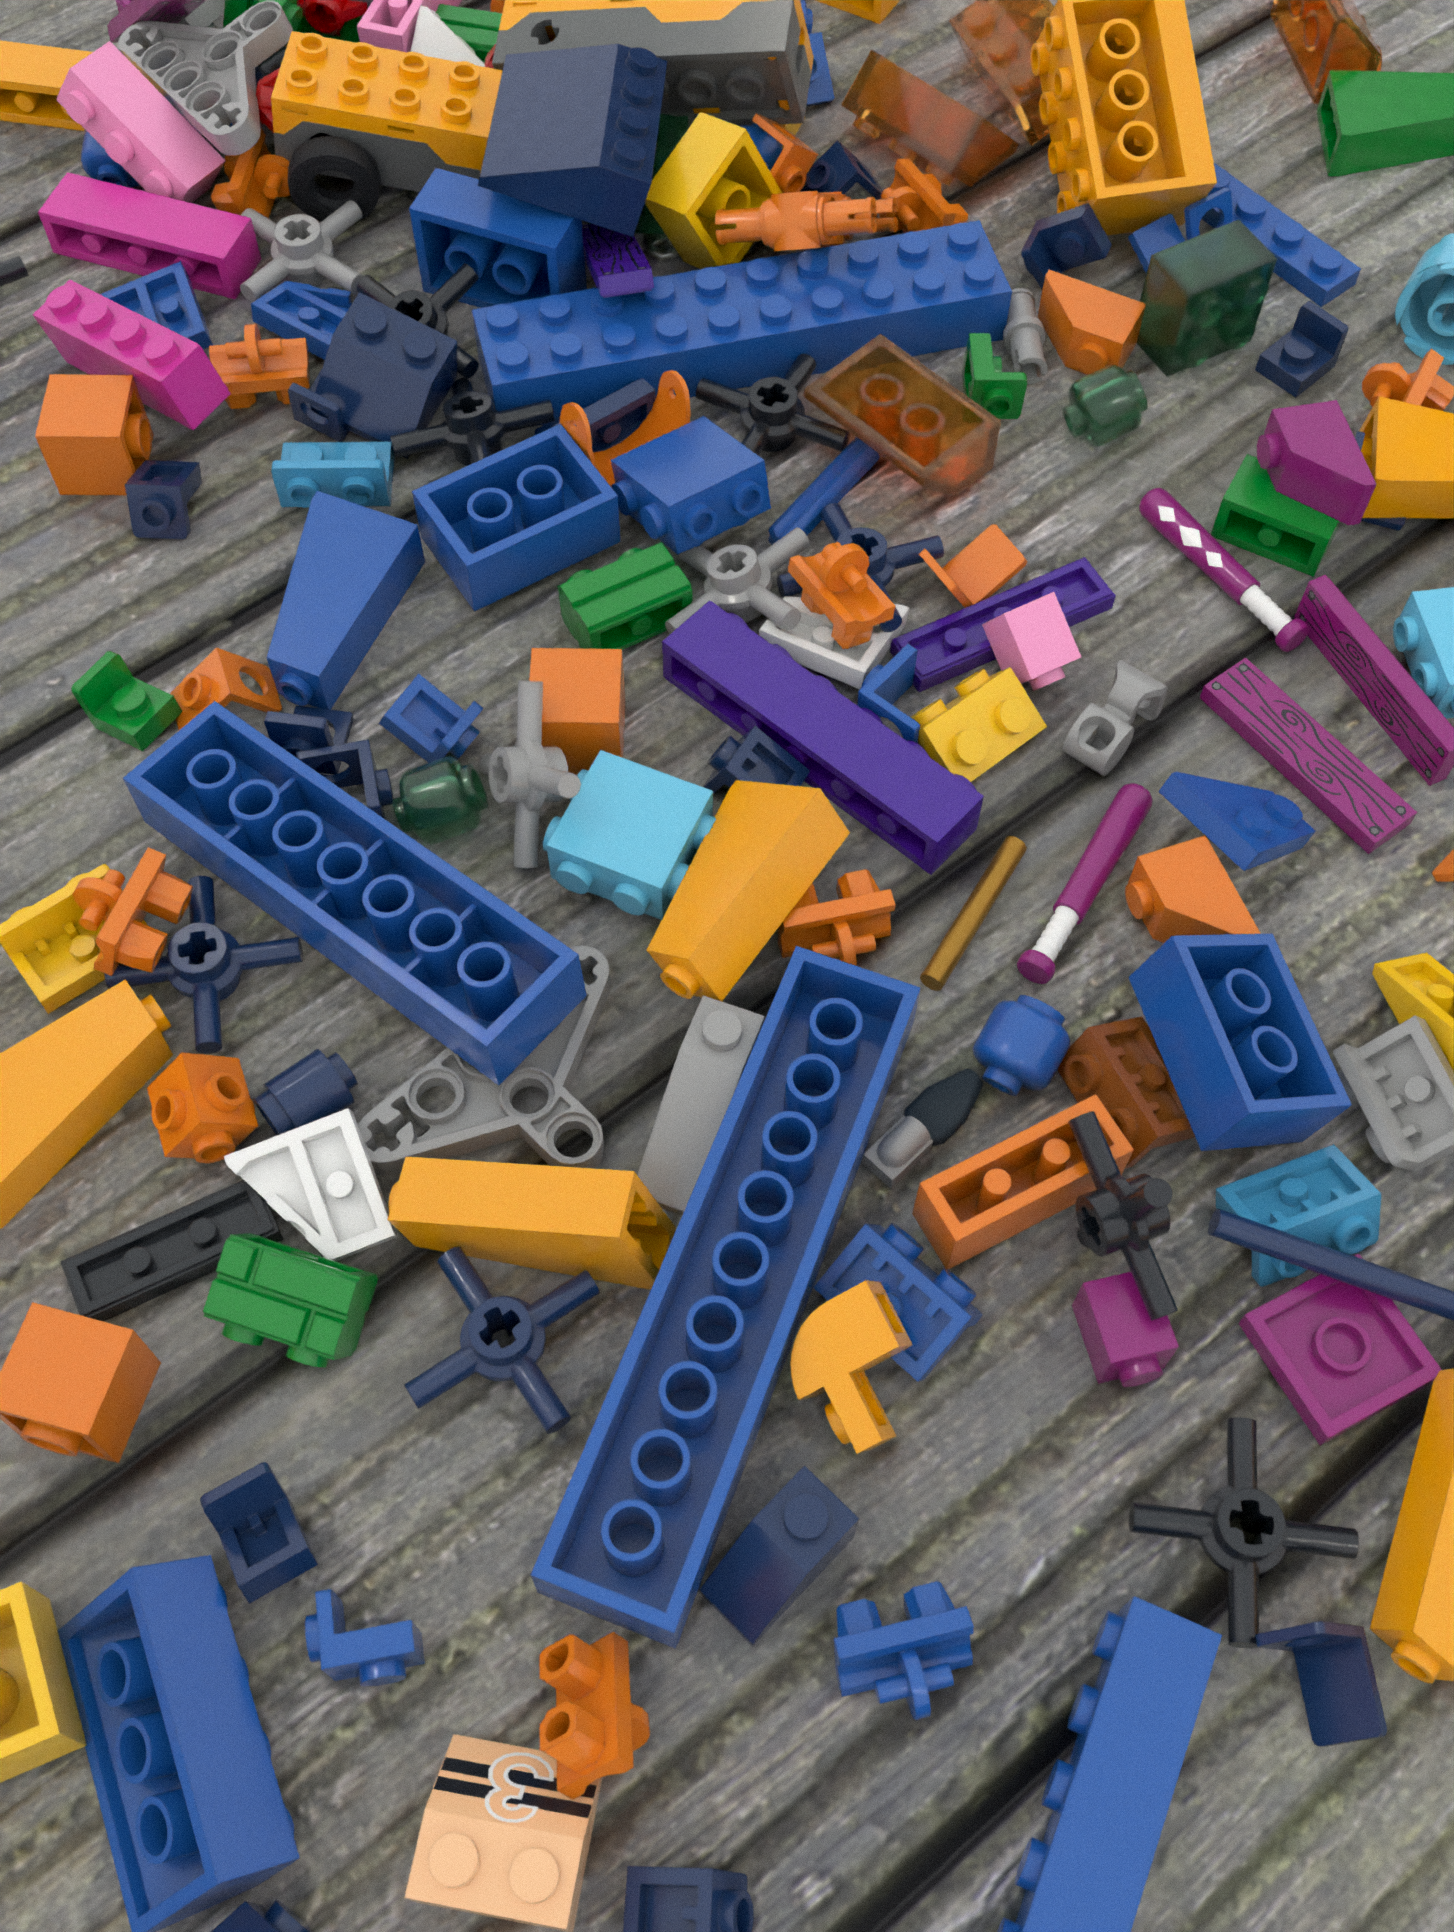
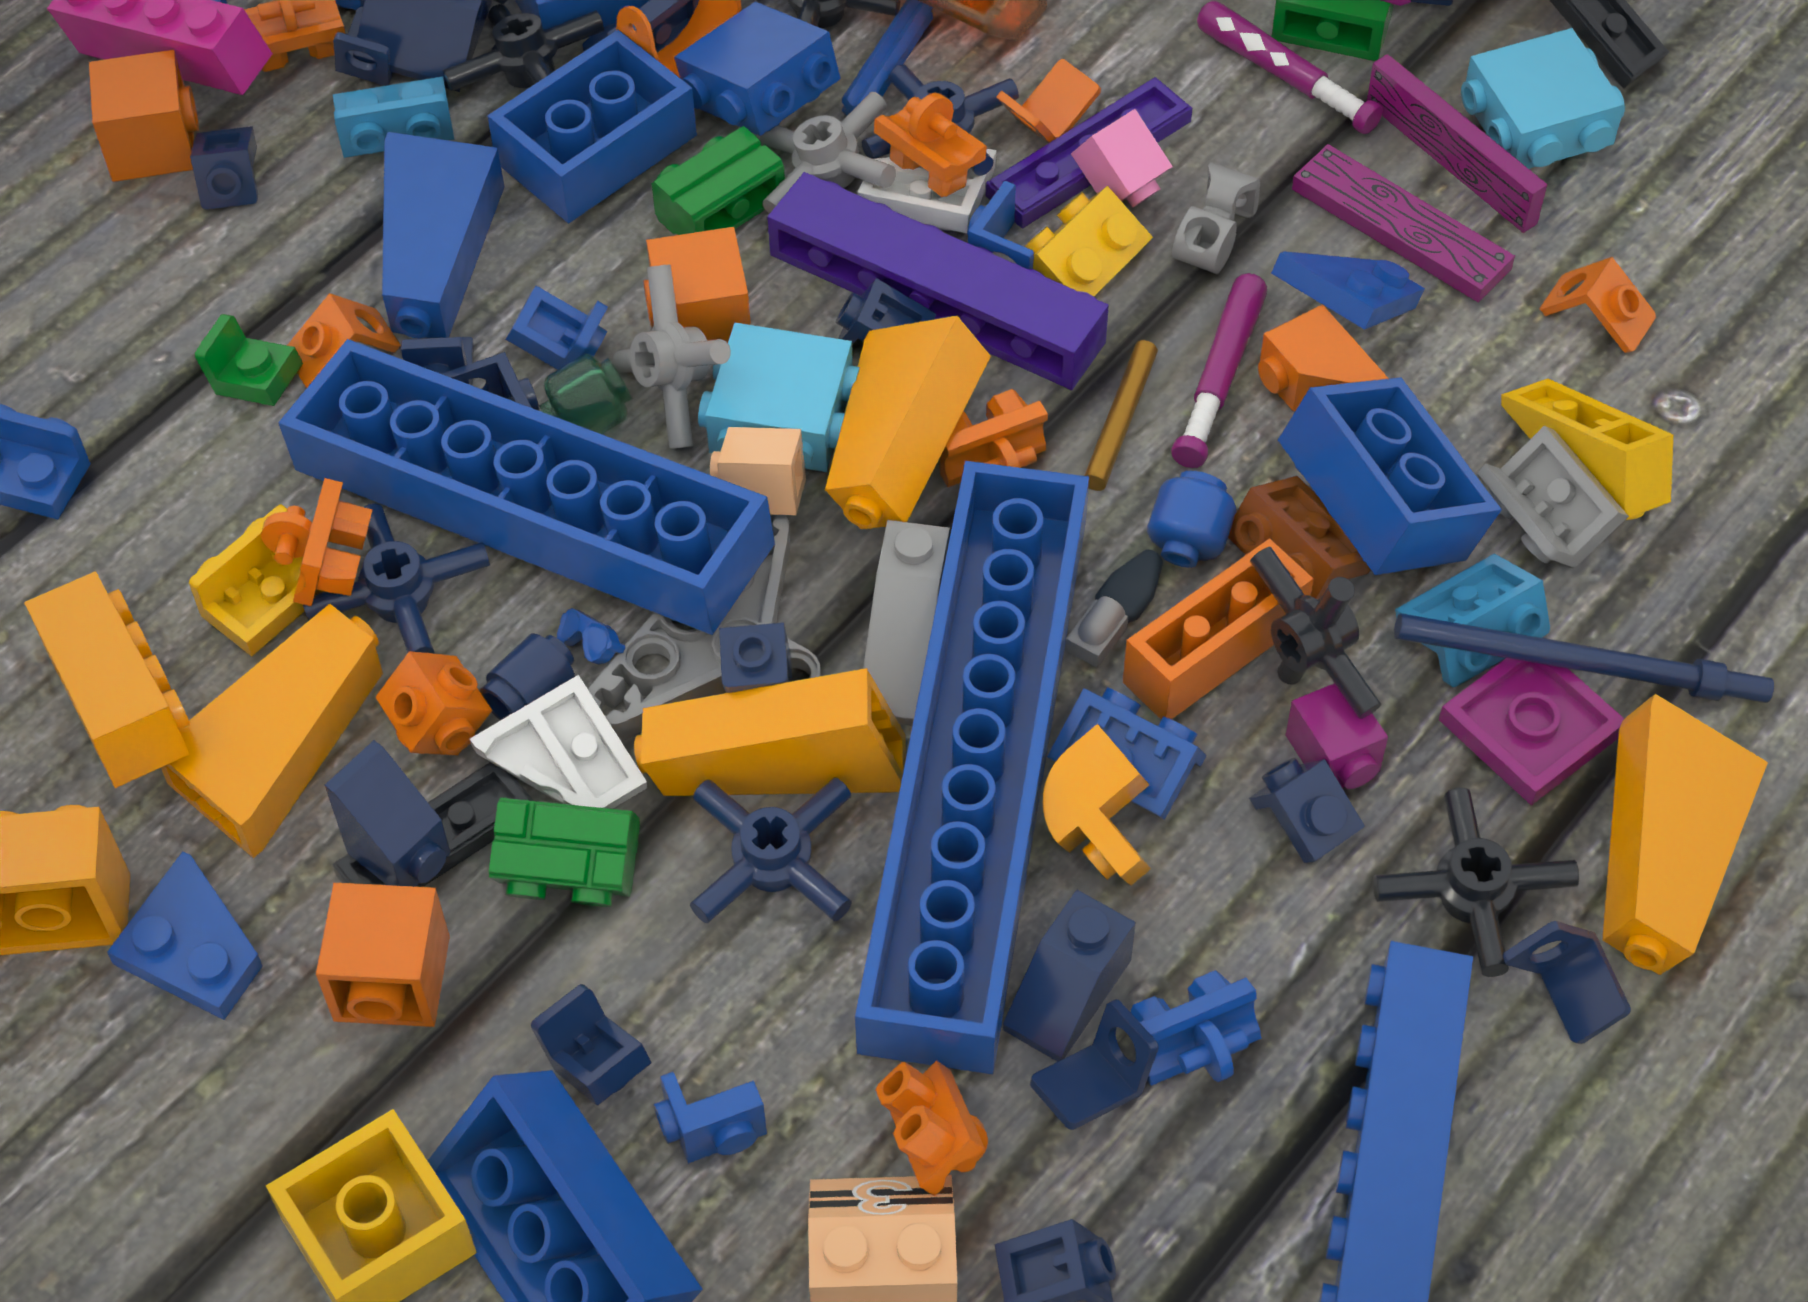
camera: 10 degrees left, 5 degrees down
(108, 1239) = (387, 820): none -> dark blue slope
(386, 1062) = (598, 640): none -> blue piece
(528, 1129) = (754, 656): none -> dark blue bracket
(591, 912) = (764, 462): none -> light nougat brick
(781, 1679) = (1100, 1074): none -> dark blue bracket
(1077, 1402) = (1309, 807): none -> dark blue bracket

